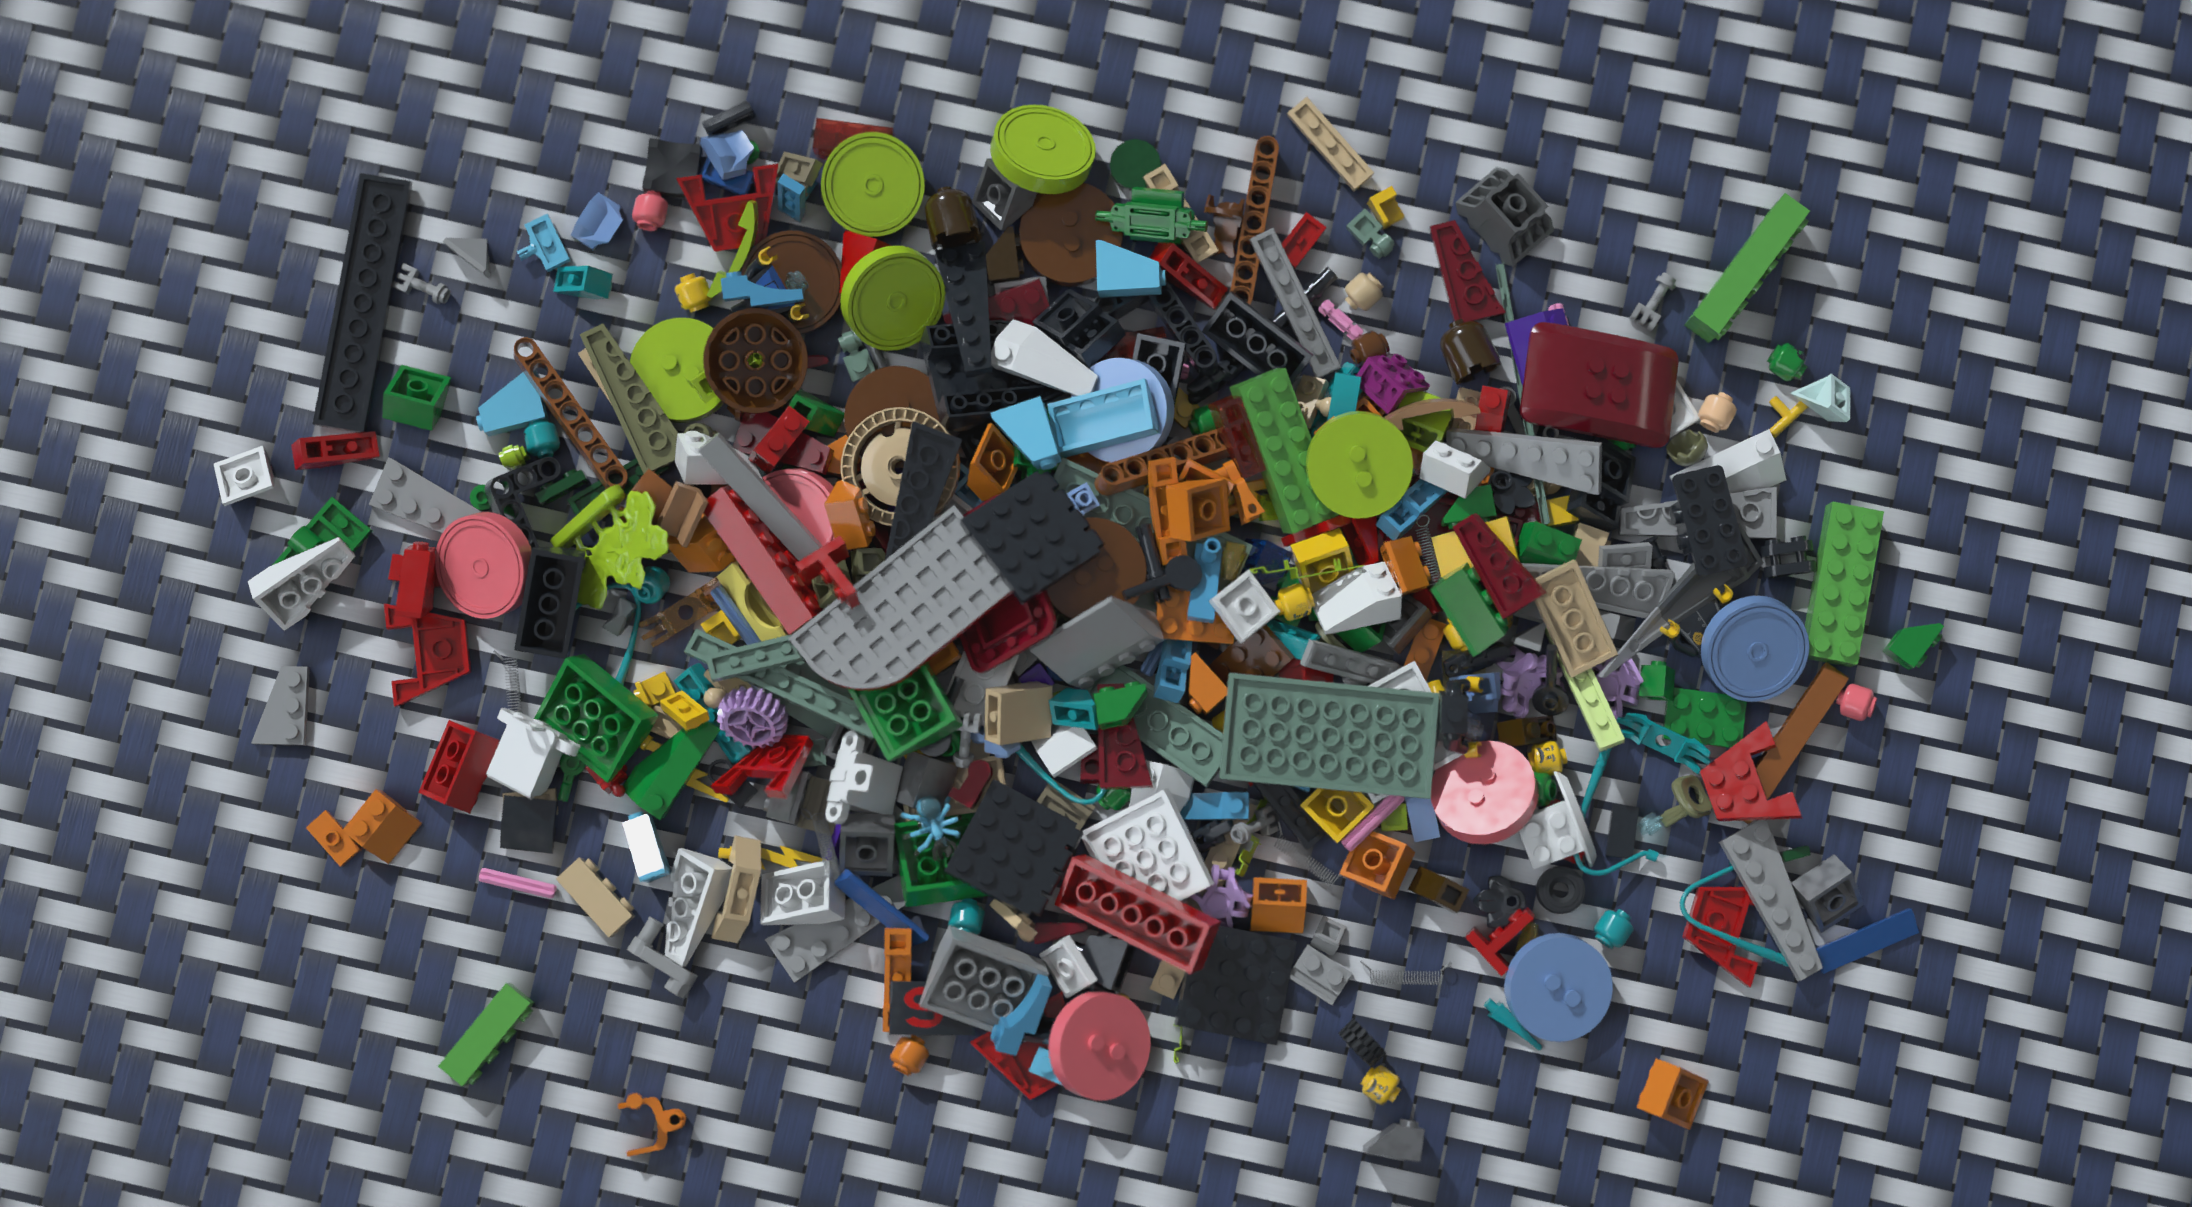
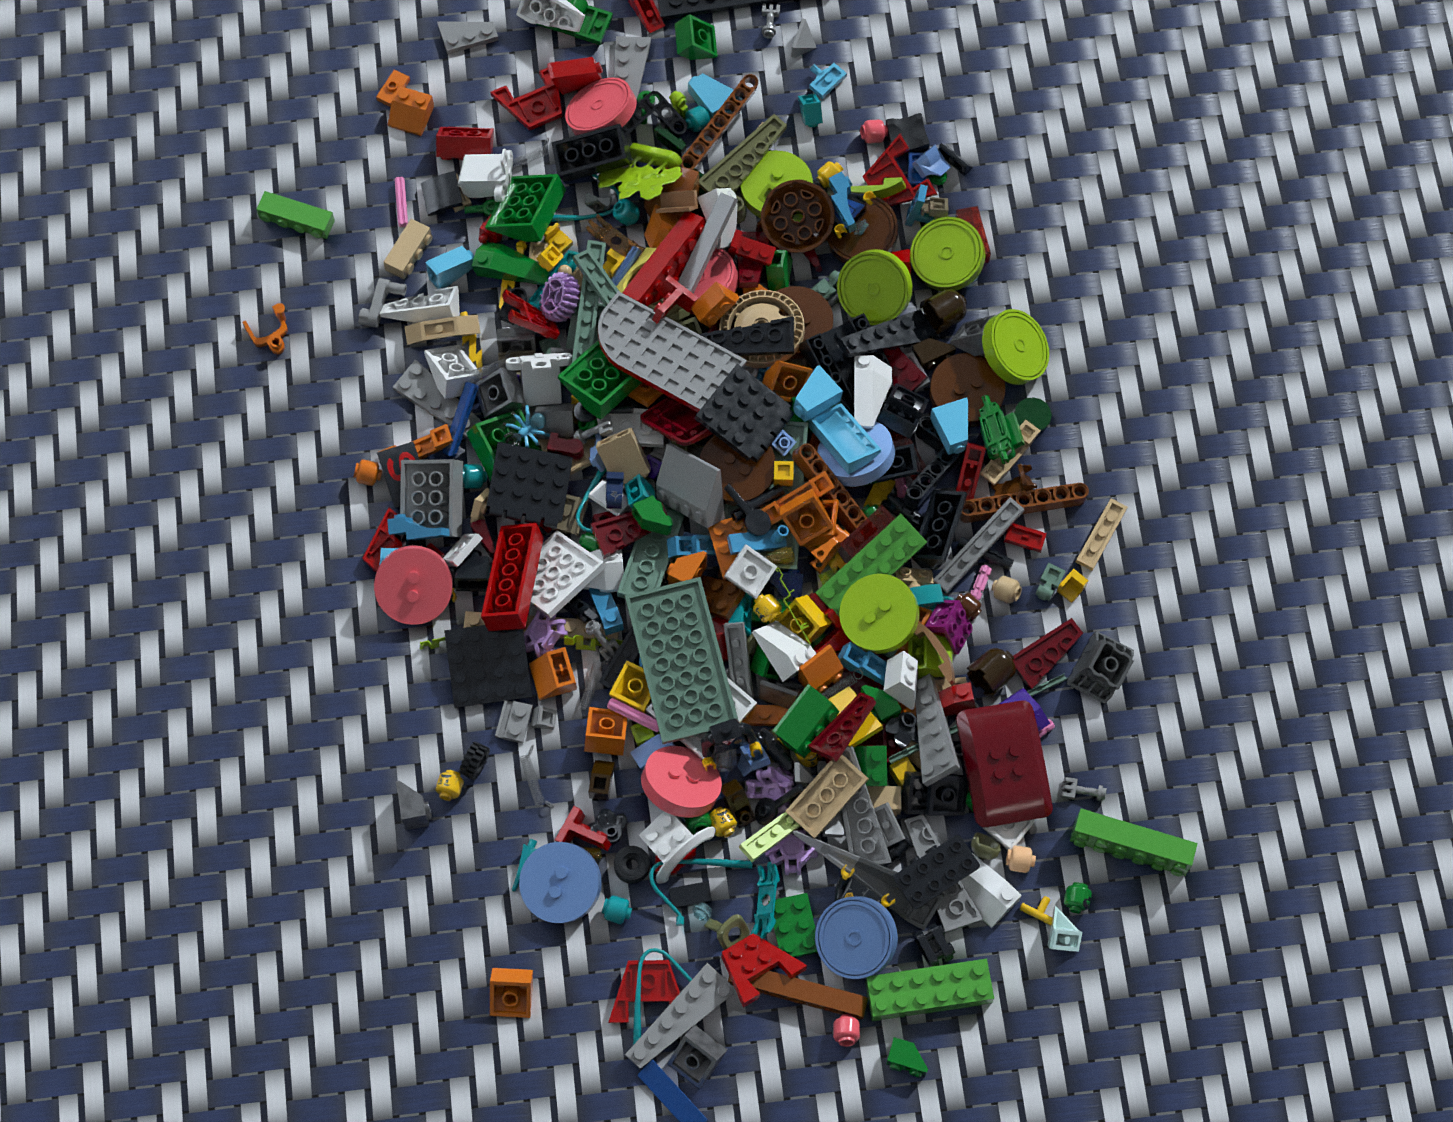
camera: 70 degrees right, 15 degrees down
(597, 222) = (854, 103): medium blue slope -> none
(1064, 741) = (614, 490): none -> dark blue leg
(1127, 514) = (783, 473): none -> yellow panel
(1658, 682) = (806, 880): green brick -> none
(1795, 853) = (717, 1022): dark green tile -> none

